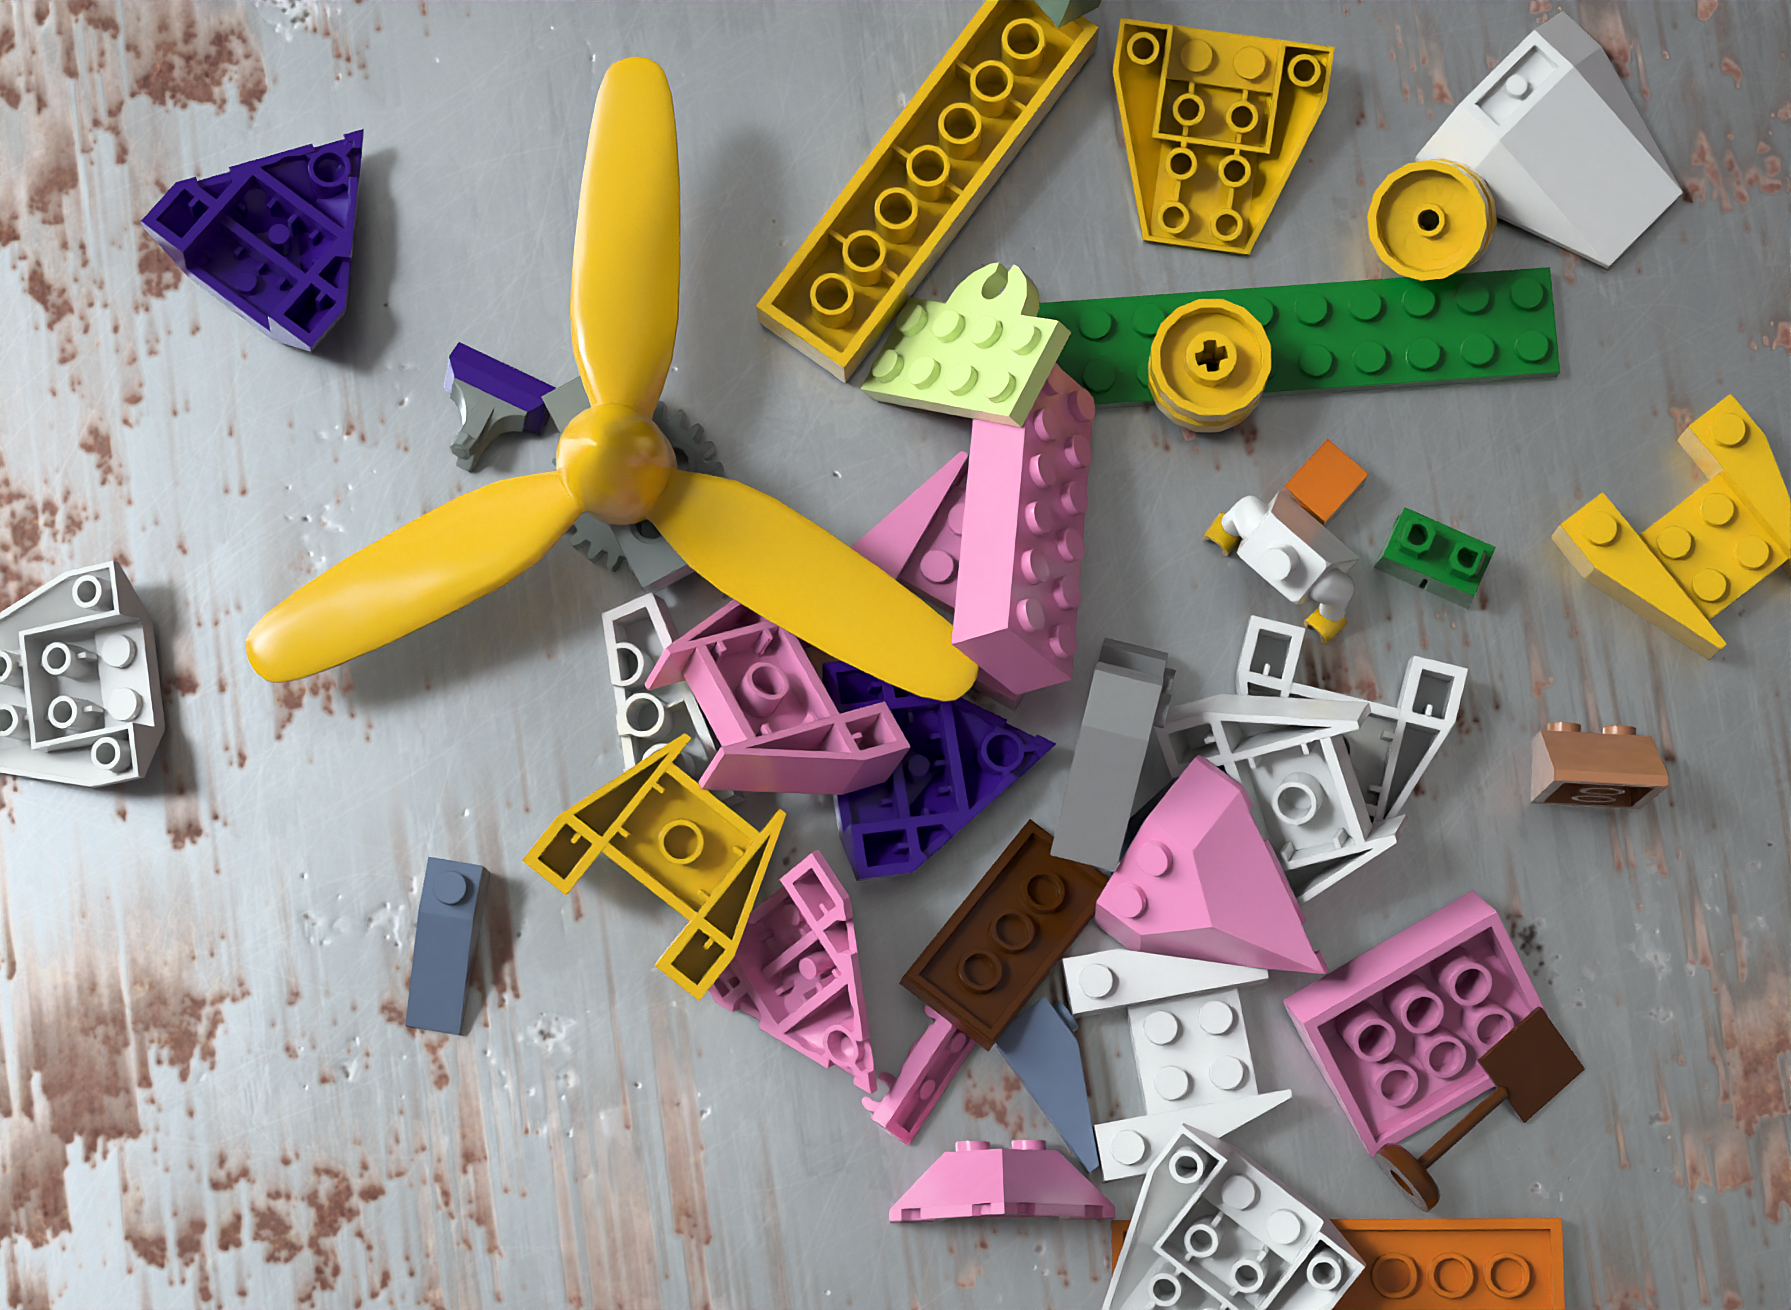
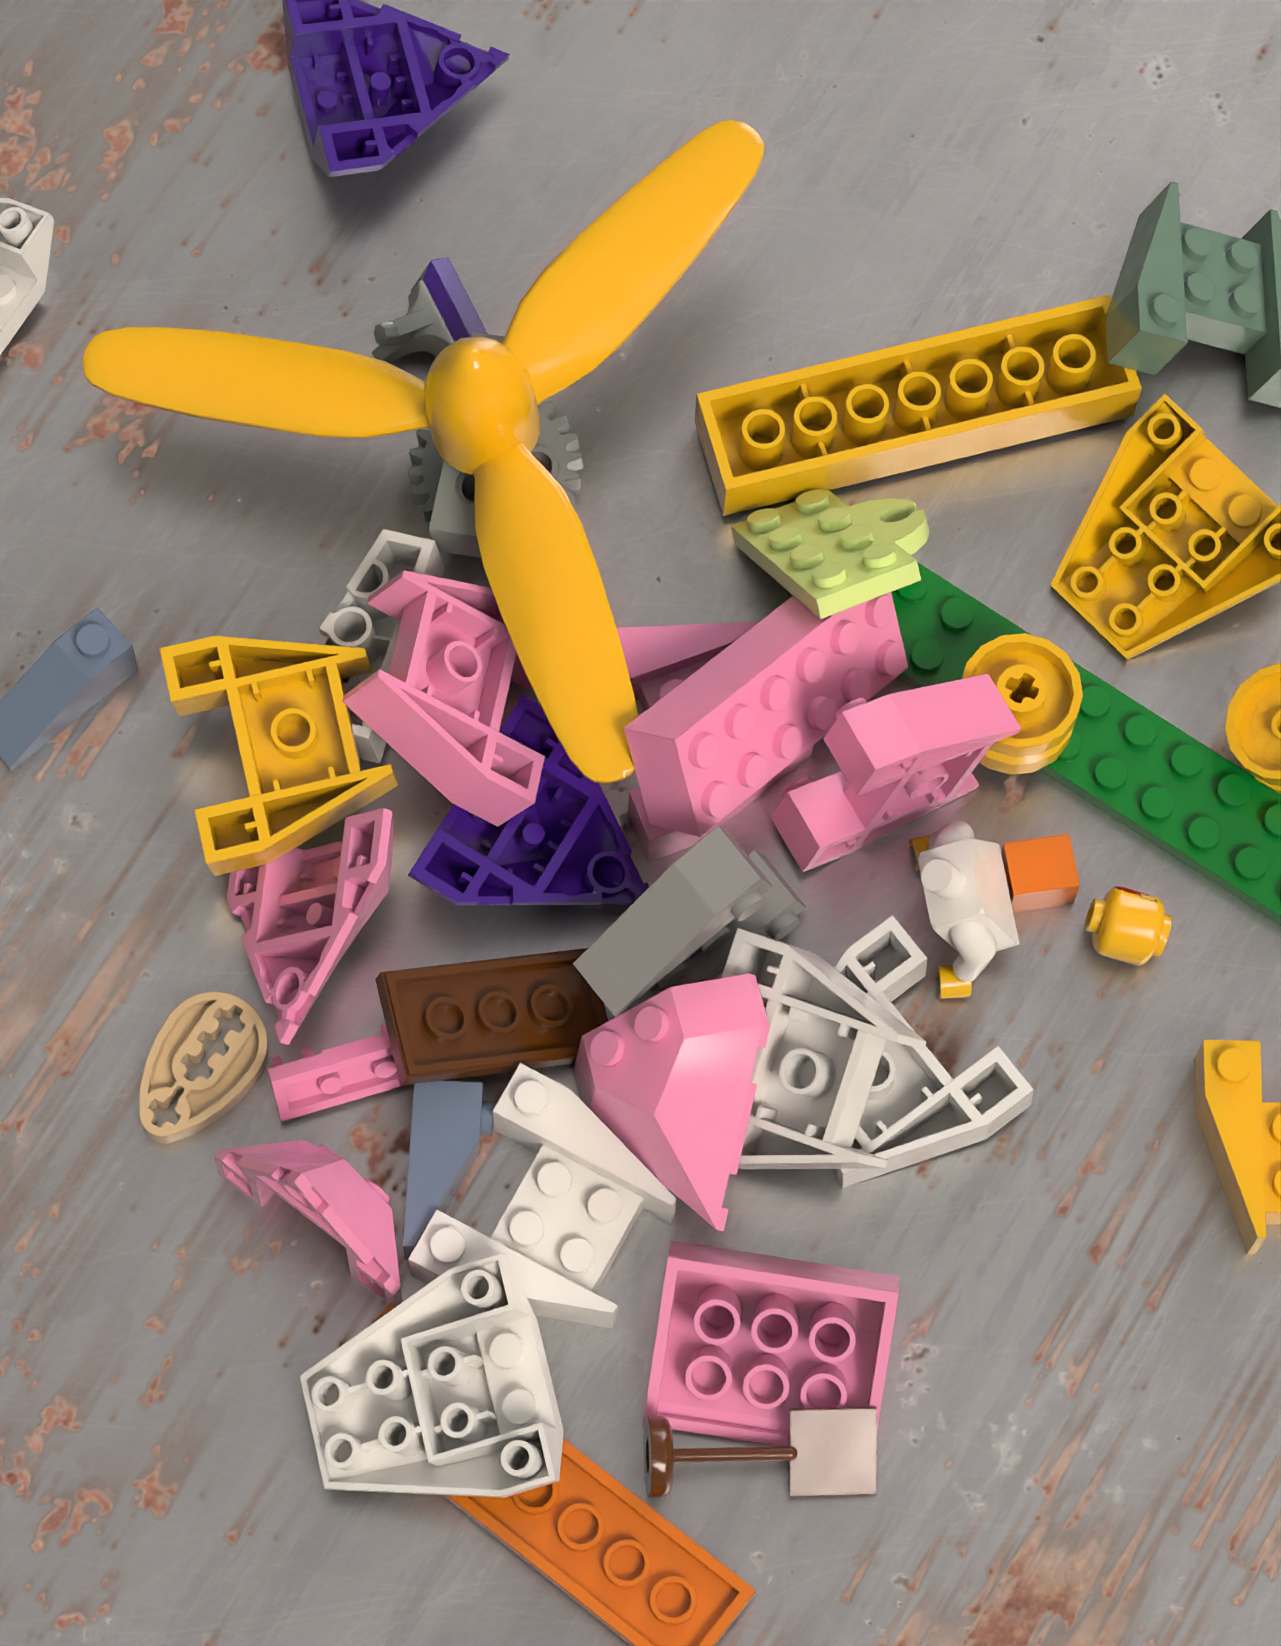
camera: 30 degrees right, 10 degrees down
(778, 1146) = (178, 1043): none -> tan piece
(1157, 496) = (896, 765): none -> bright pink wedge
(1425, 474) = (1128, 925): none -> yellow head
(1433, 551) = (1085, 994): green hips -> none
(1595, 768) = (1074, 1253): nougat slope -> none

